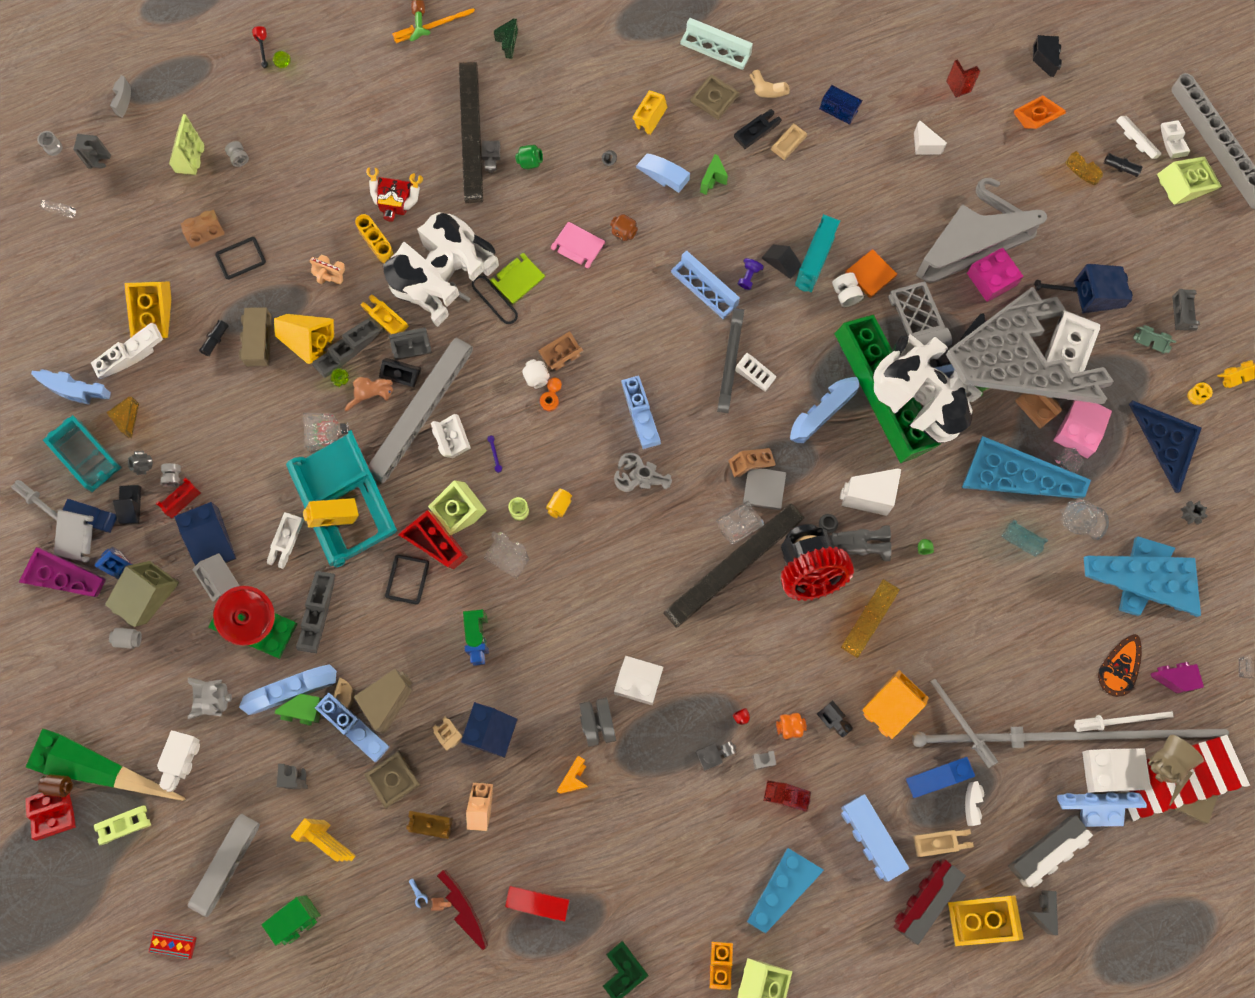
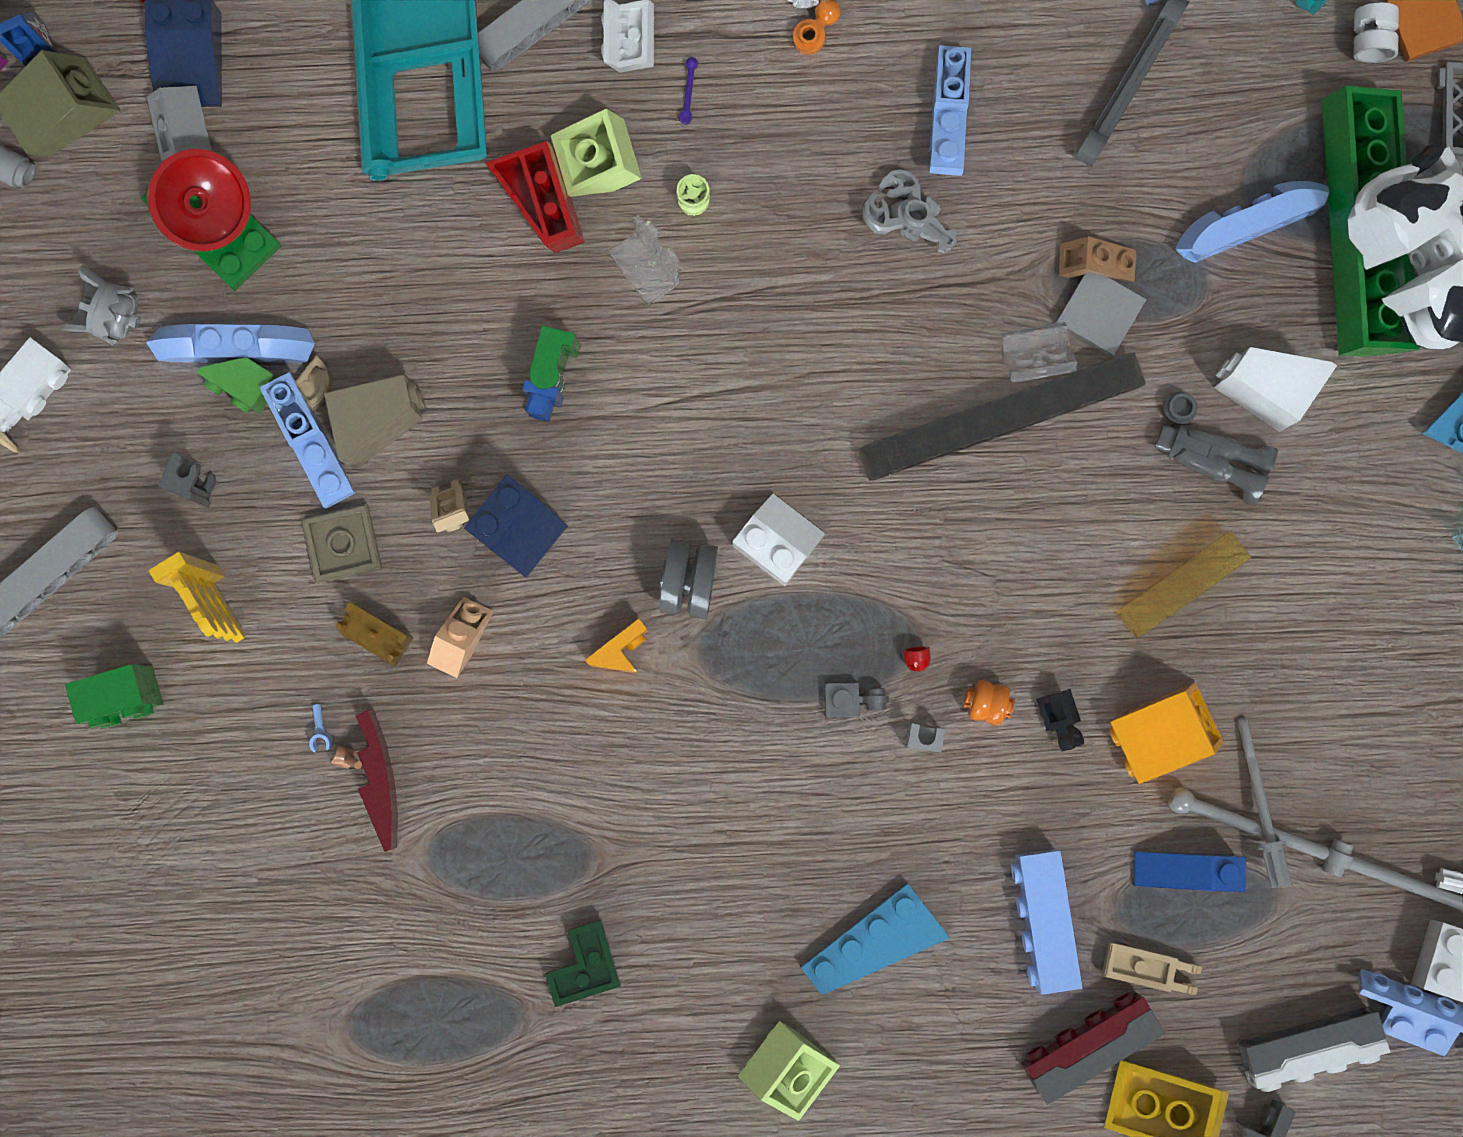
camera: 20 degrees right, 10 degrees up
(285, 538) = (307, 103): white hinge -> none
(316, 612) = (316, 238): dark grey slope -> none
(330, 512) = (392, 87): yellow brick -> none
(392, 576) = (478, 283): black piece -> none
(537, 903) = (494, 815): red slope -> none
(559, 503) = (760, 210): yellow brick -> none
(721, 965) = (735, 1015): light orange slope -> none
(759, 368) = (1154, 121): white slope -> none
(787, 795) = (938, 805): clear red slope -> none
(813, 564) = (1129, 463): red piece -> none
(925, 547) = (1321, 506): bright green hinge -> none
(973, 795) = (1231, 919): white slope -> none

